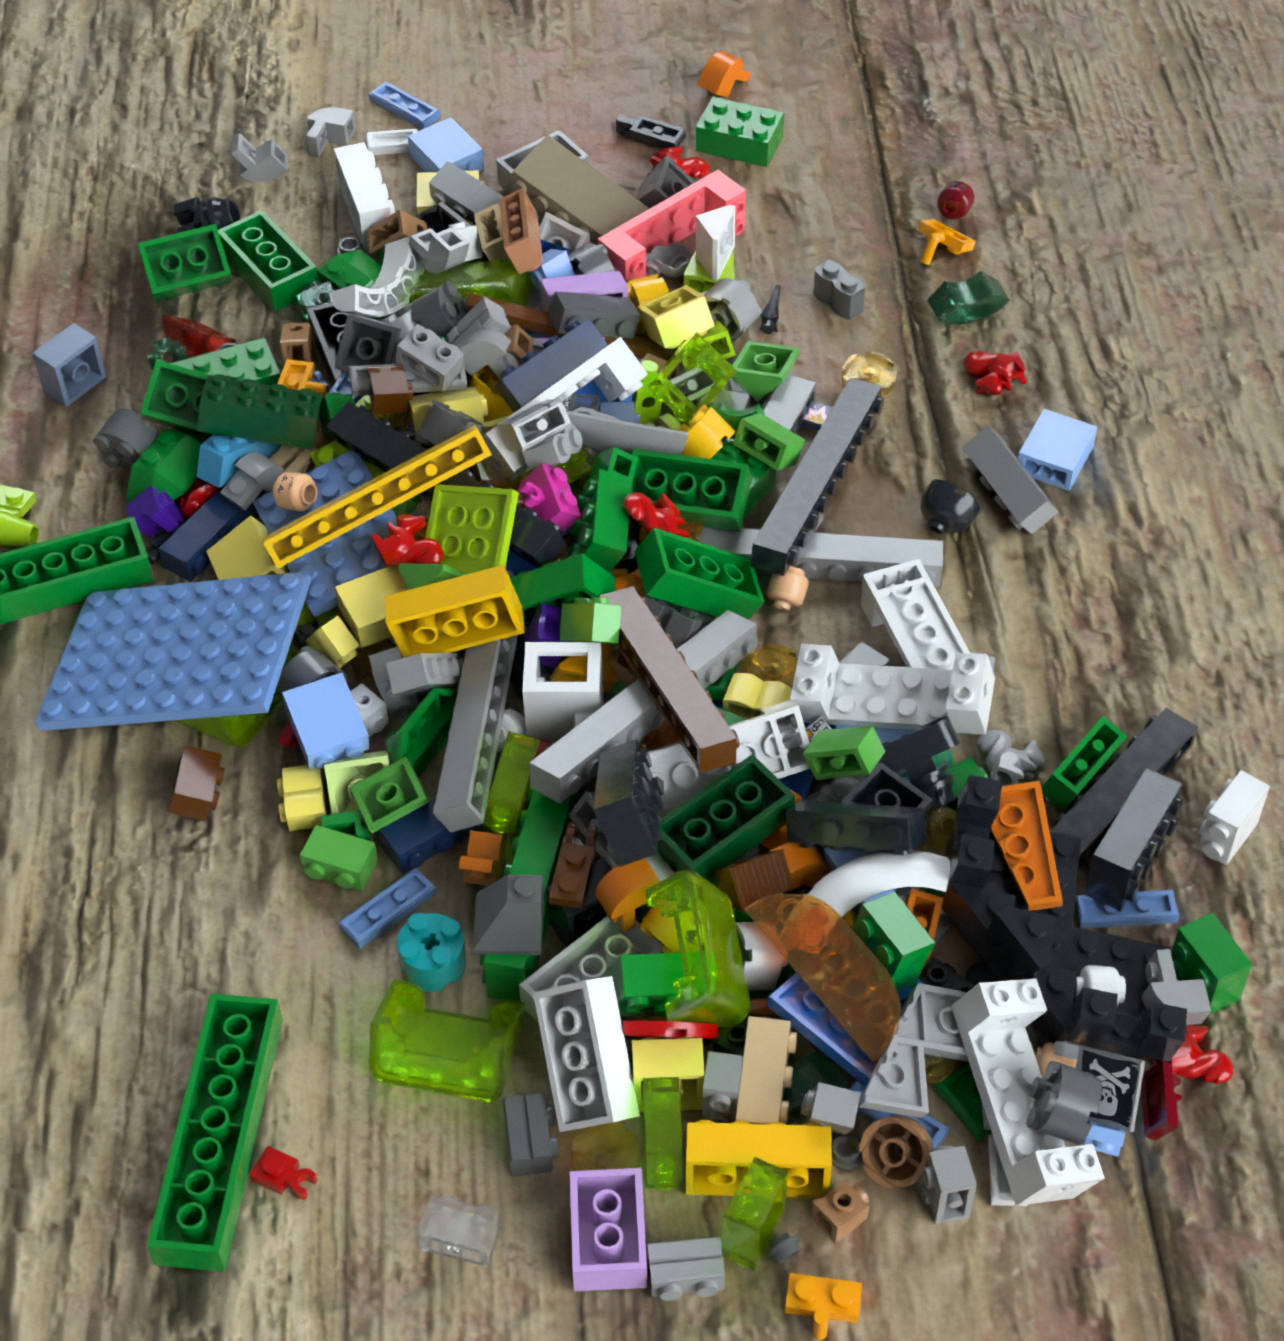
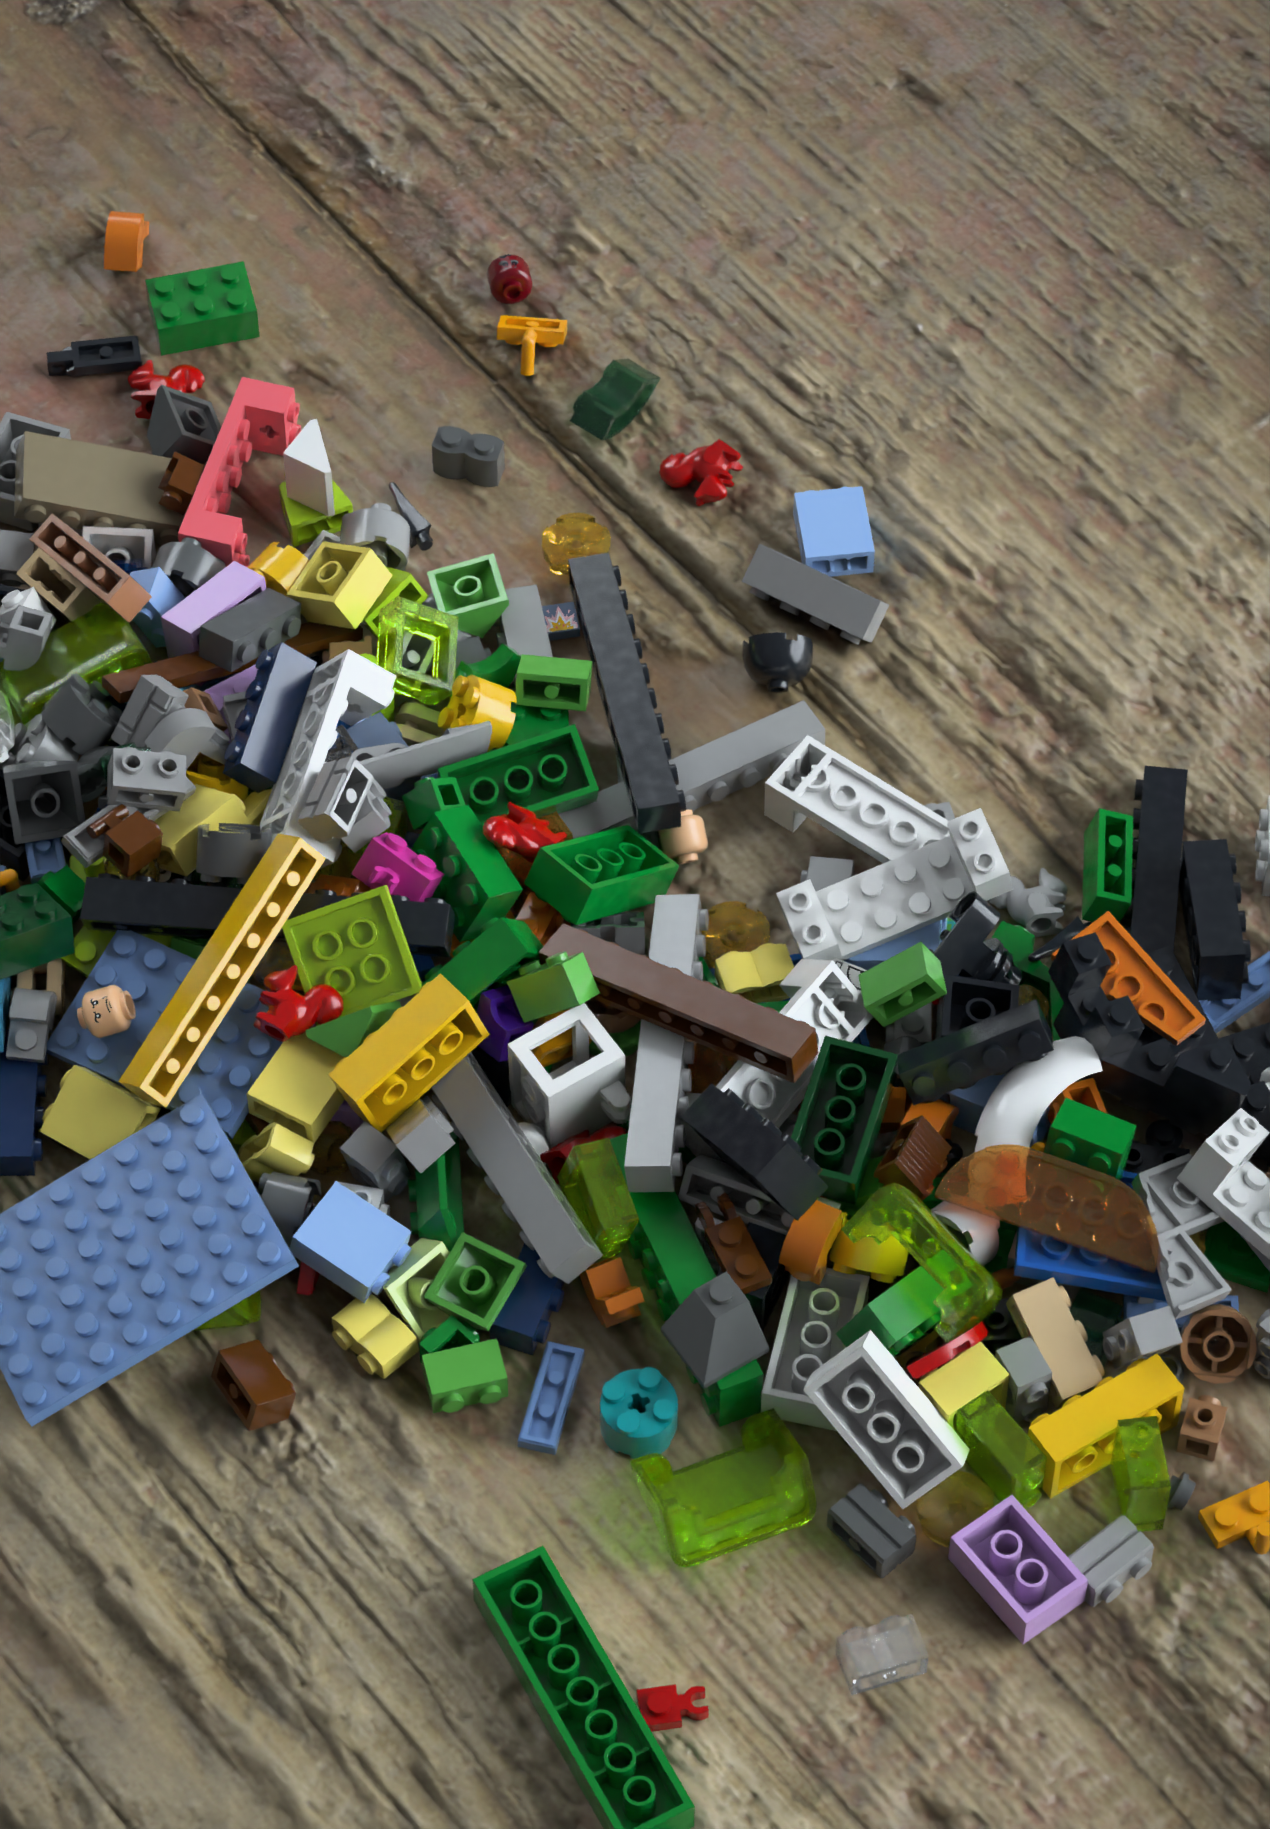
camera: 35 degrees left, 5 degrees up
(626, 210) = (180, 482): none -> reddish brown brick
(668, 260) = (259, 510): light grey hair -> none

